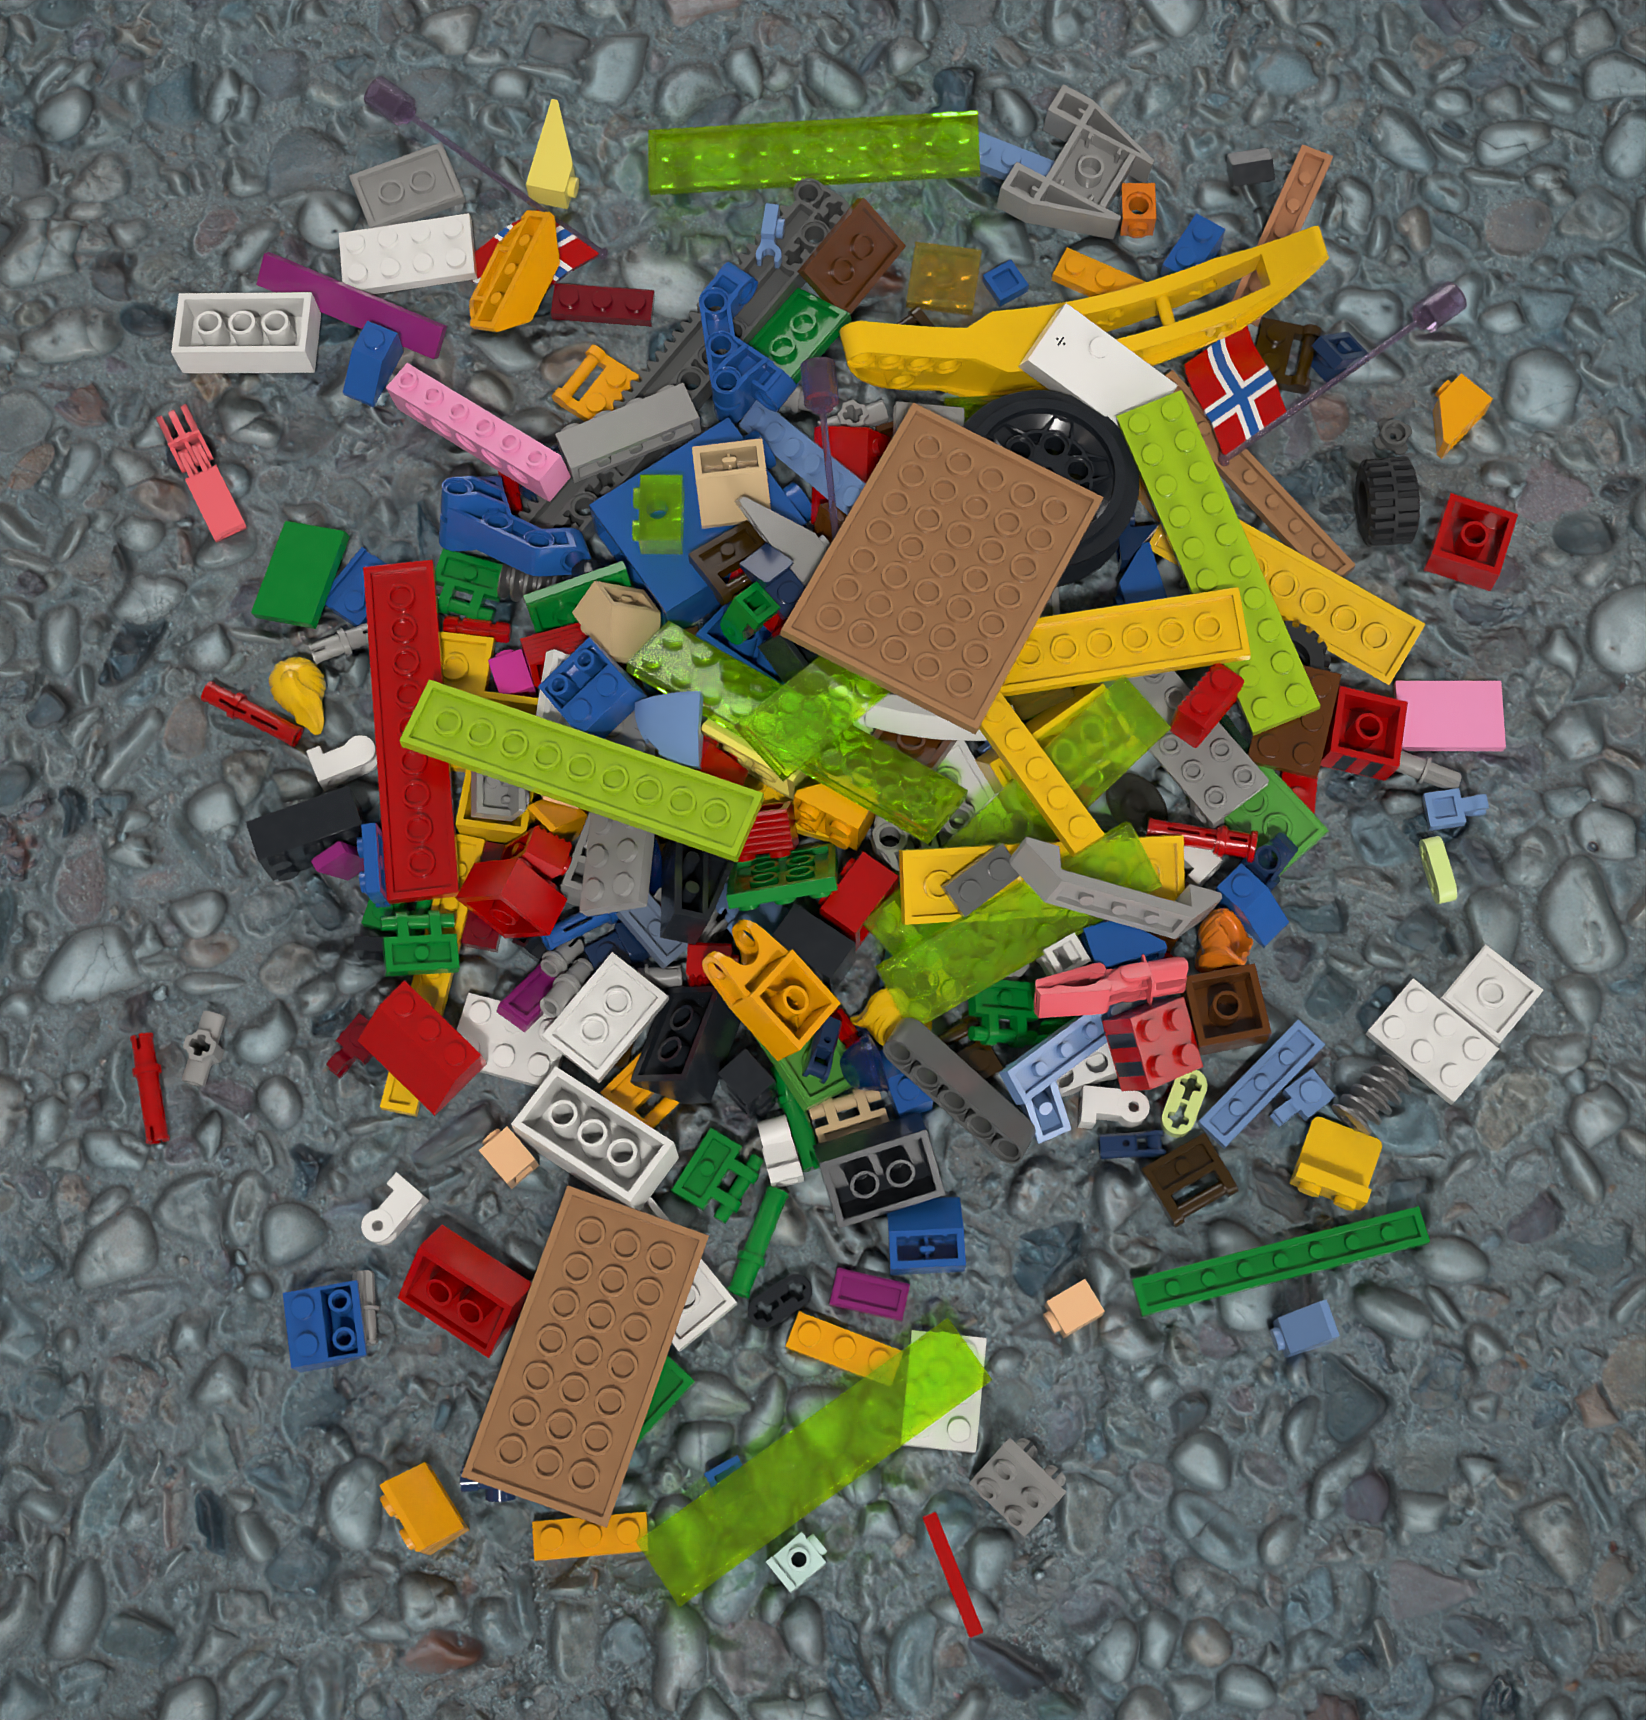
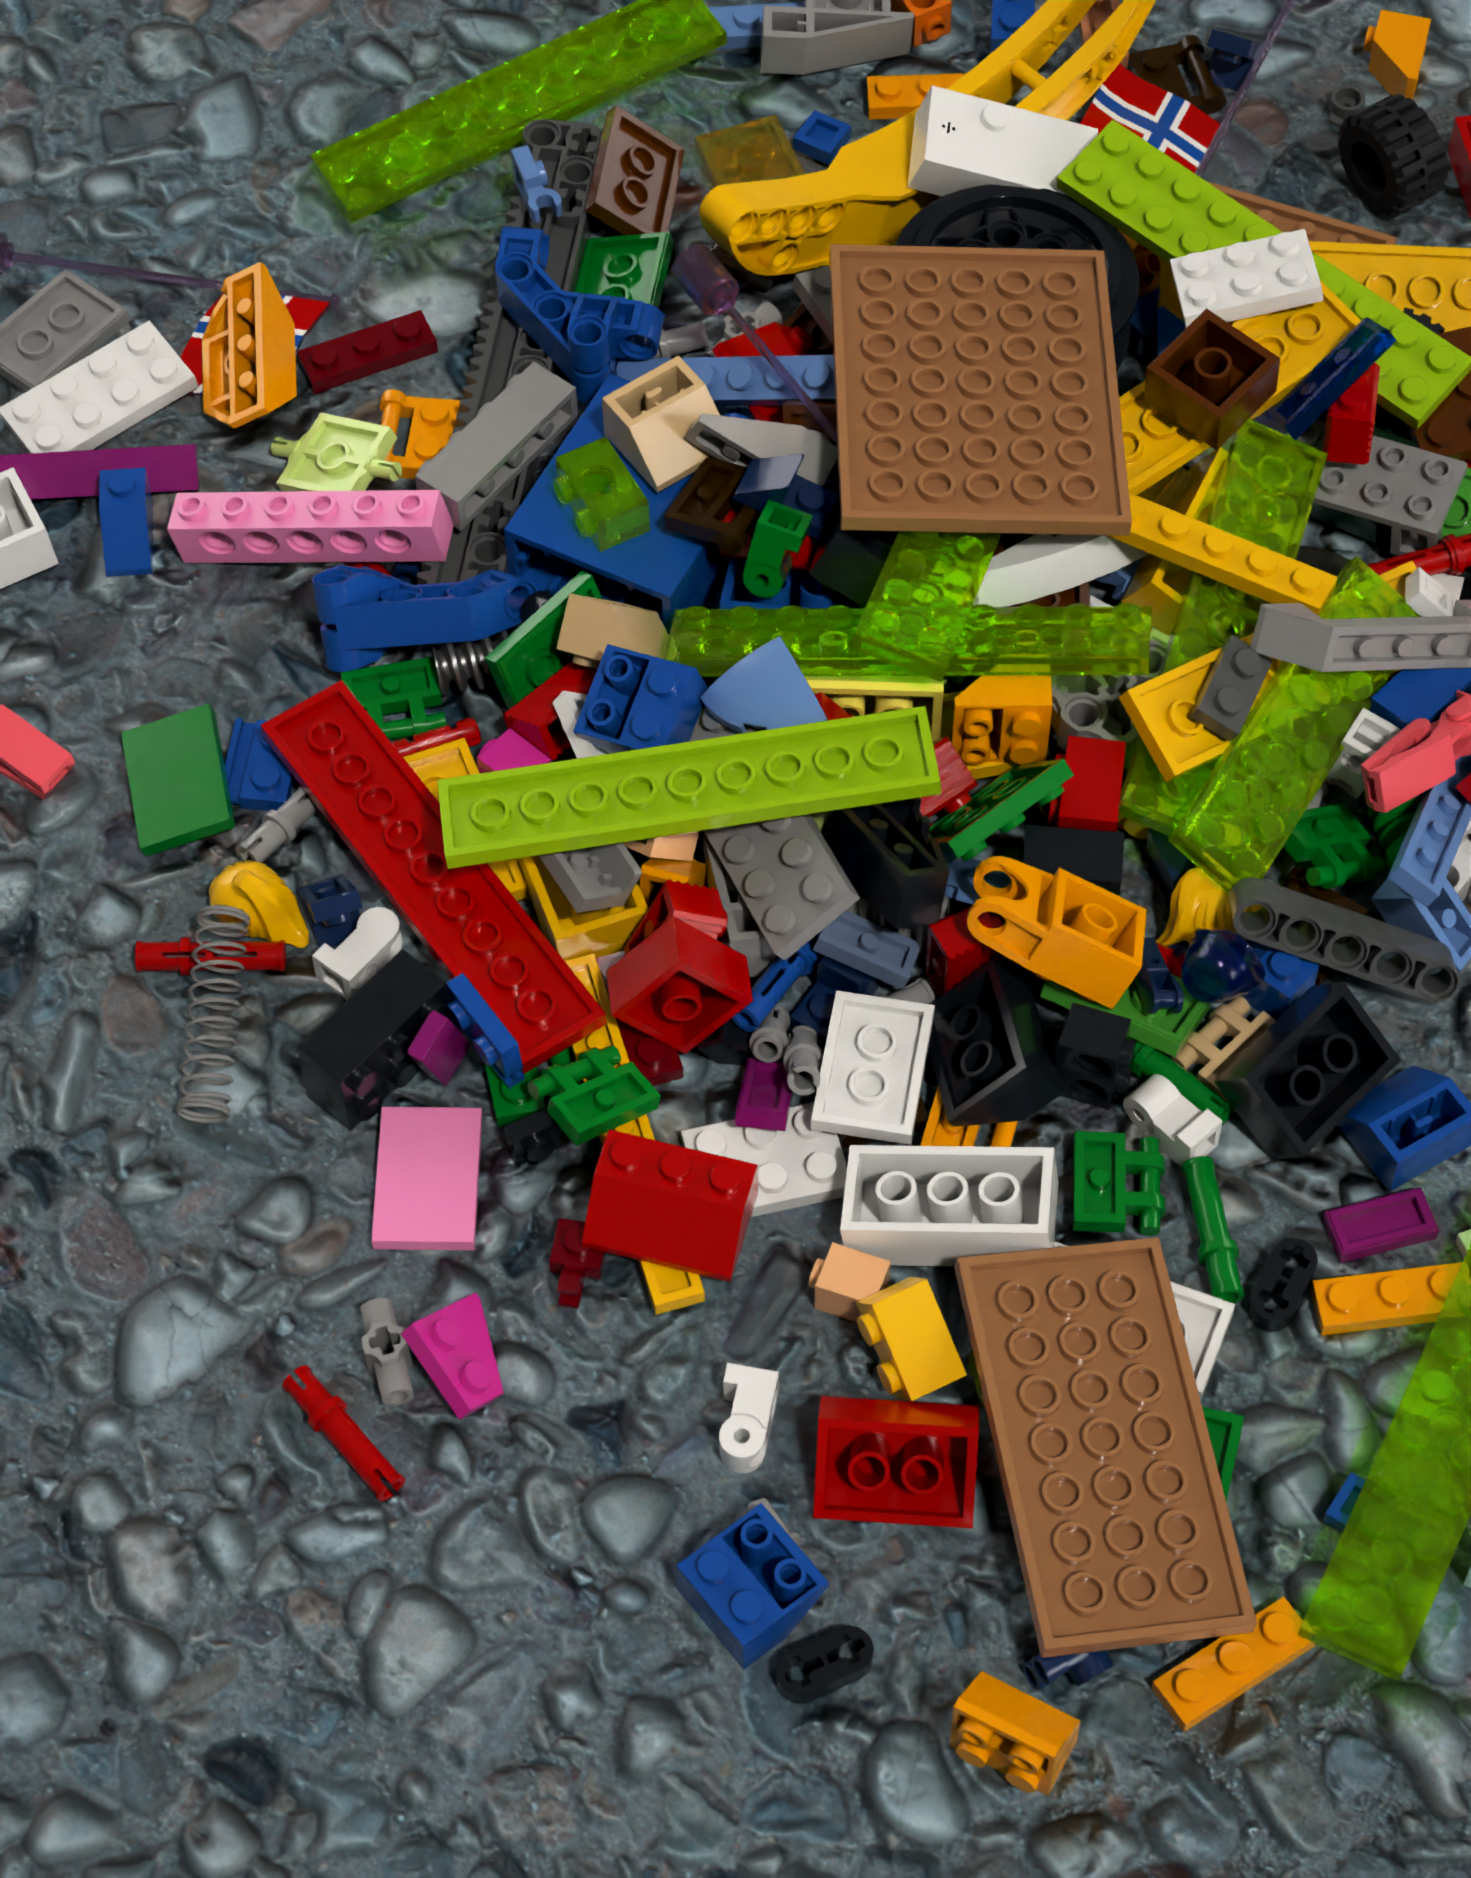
camera: 30 degrees left, 15 degrees down
(184, 819) = (196, 1099): none -> light grey piece
(243, 1075) = (458, 1355): none -> dark pink wing
(298, 940) = (427, 1178): none -> bright pink tile
(342, 717) = (331, 909): none -> dark blue slope
(344, 1407) = (829, 1675): none -> black beam
(515, 1218) = (909, 1339): none -> yellow brick
(529, 384) = (337, 456): none -> yellowish green plate
(552, 169) = (218, 228): light yellow slope -> none
(1106, 642) = (1211, 379): none -> reddish brown brick
(1172, 873) = (1427, 595): none -> white plate
(1189, 569) = (1248, 278): none -> white plate
(1197, 678) = (1331, 378): none -> clear blue tile

